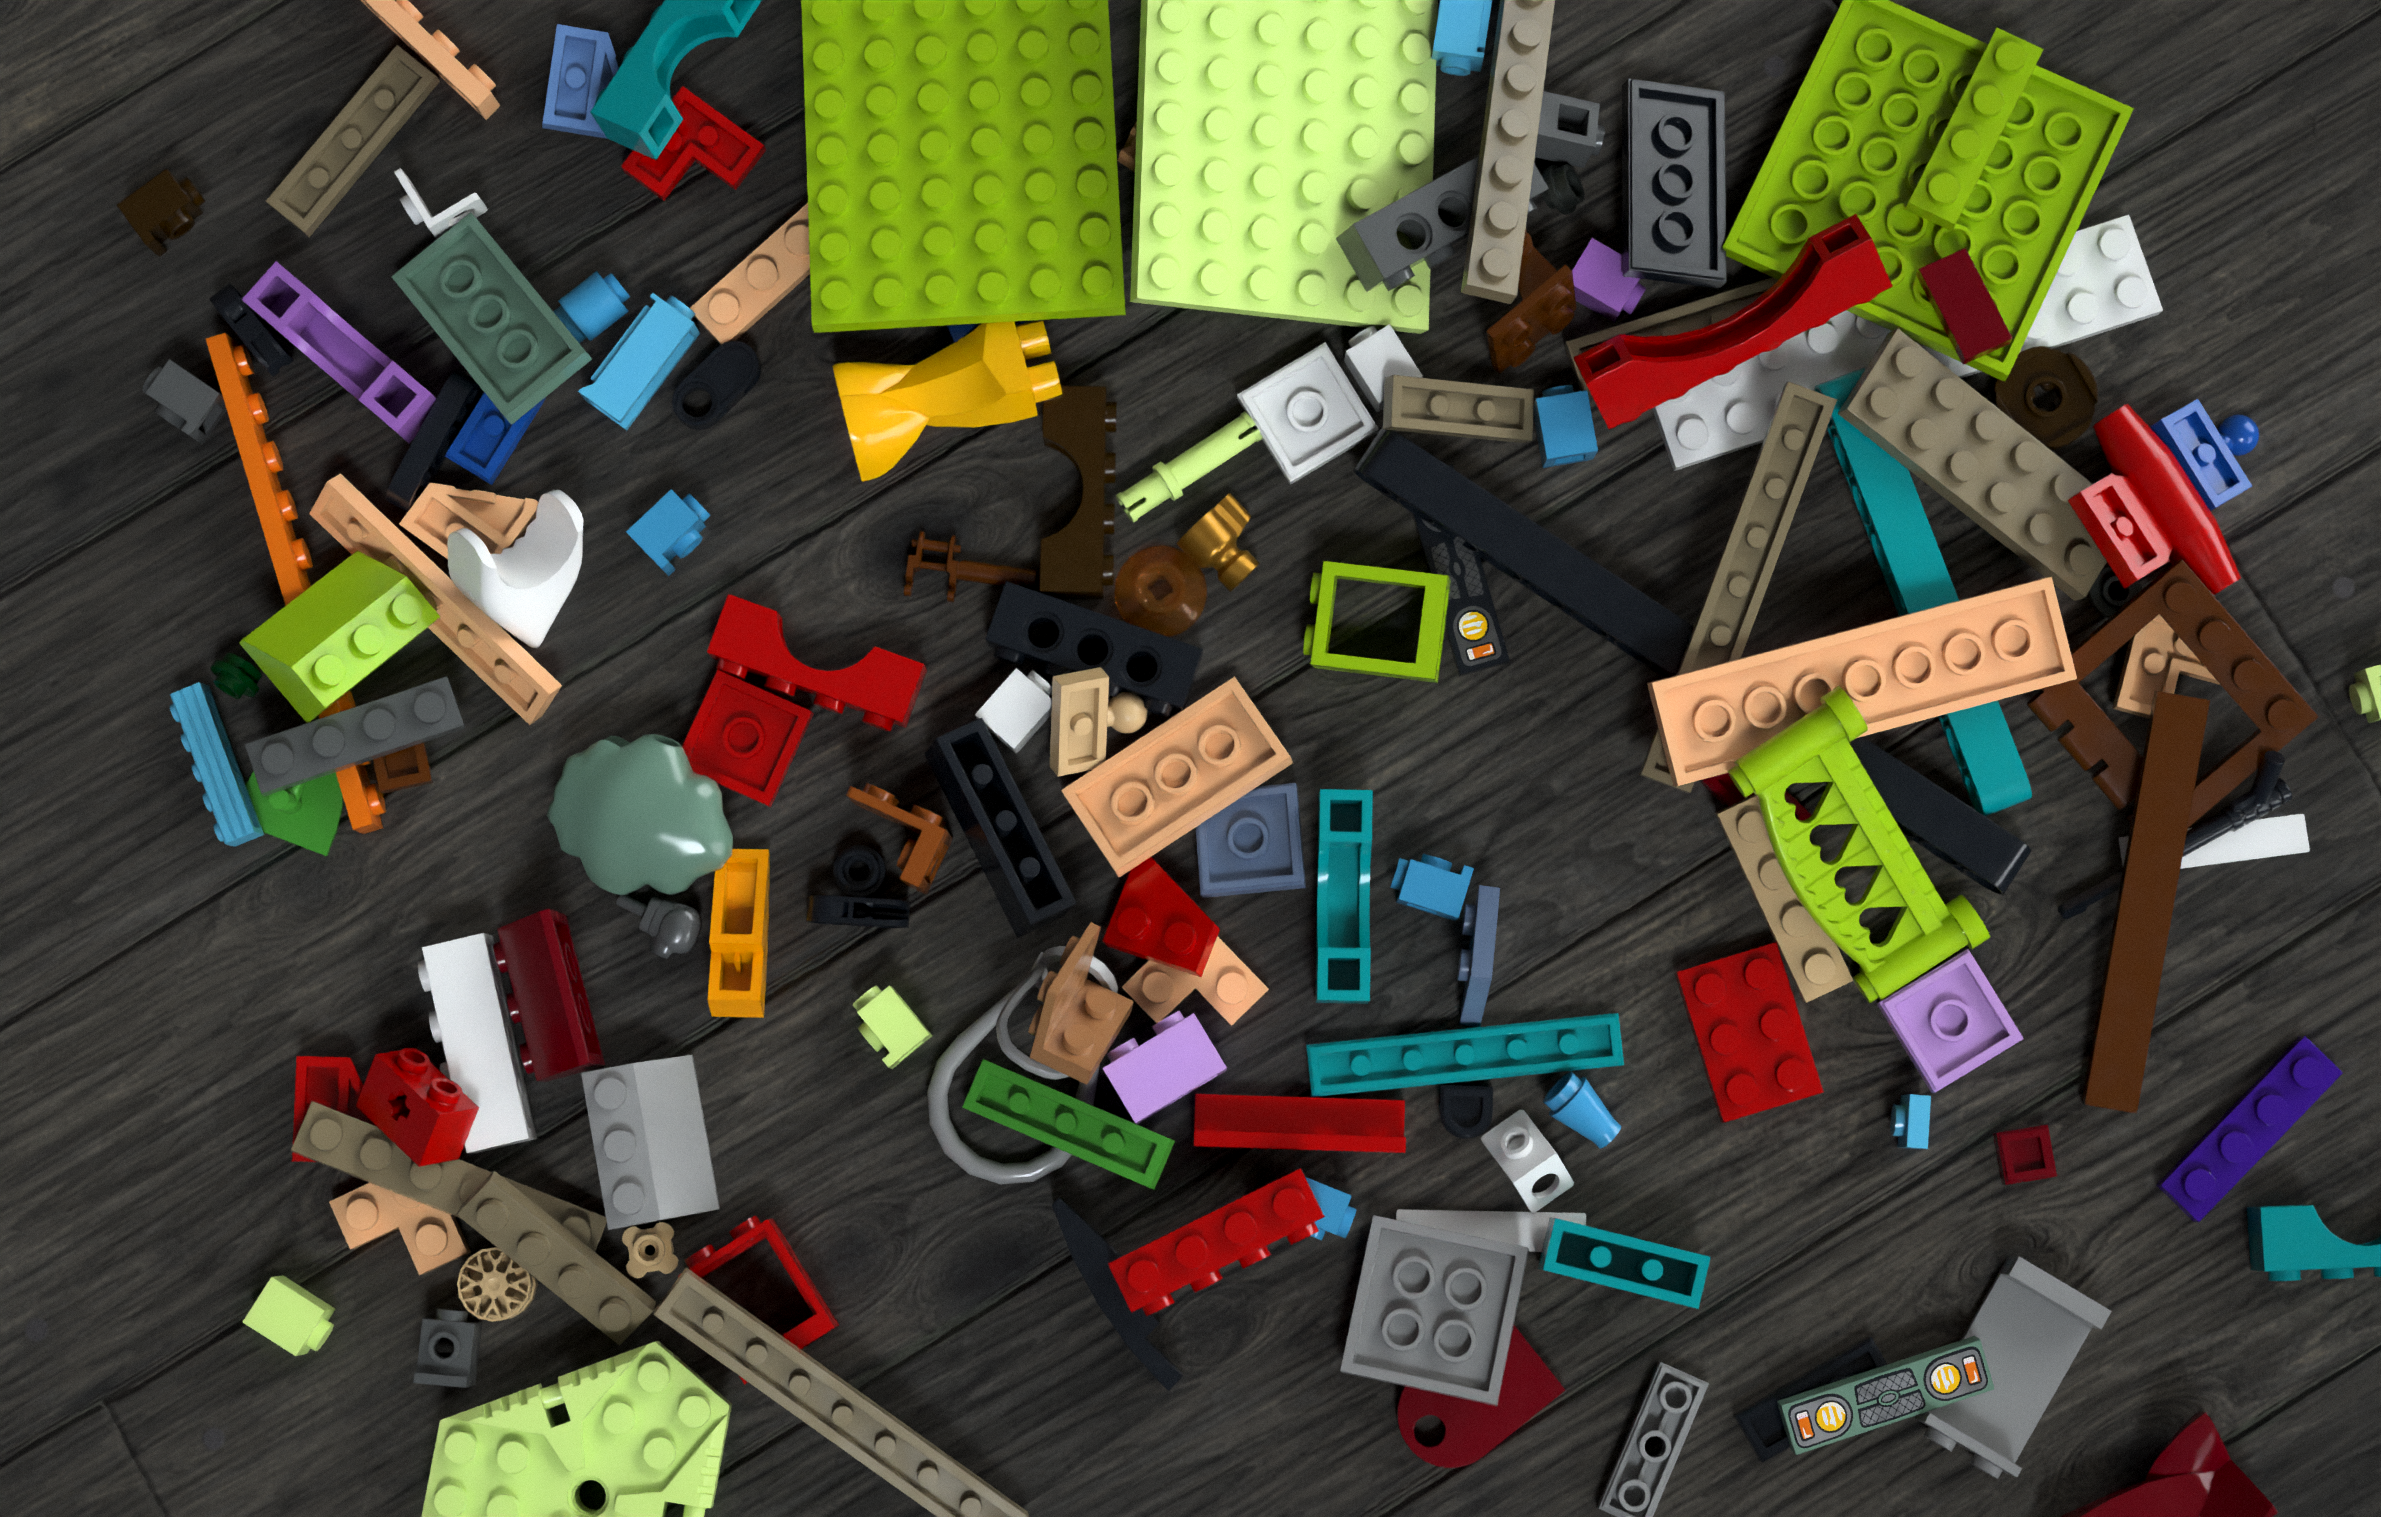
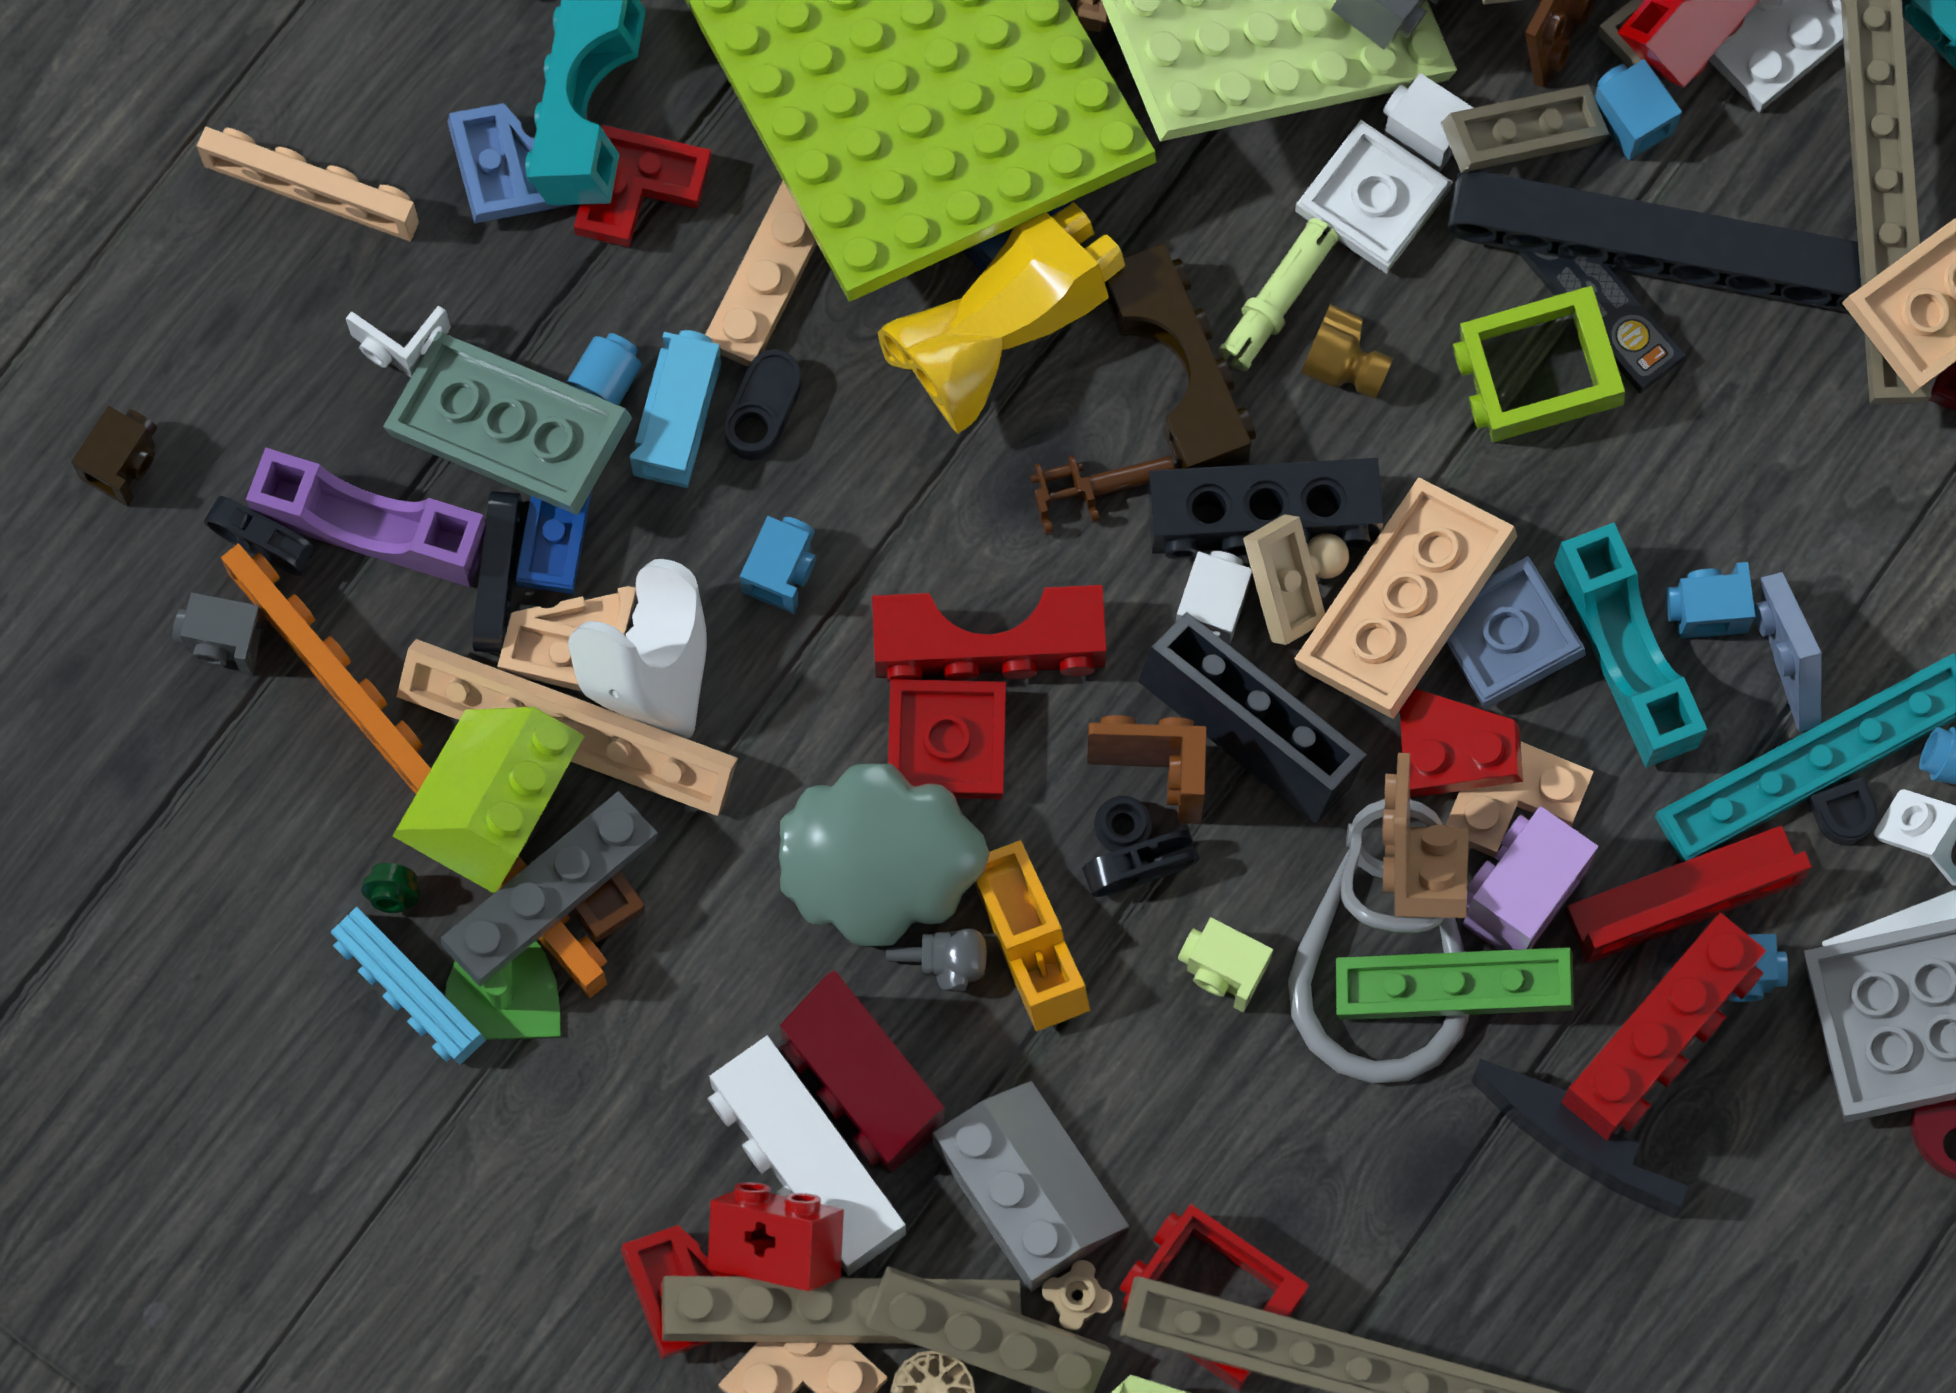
camera: 25 degrees left, 10 degrees down
(353, 141) = (285, 311): dark tan plate -> none
(1176, 610) = (1278, 412): clear orange piece -> none

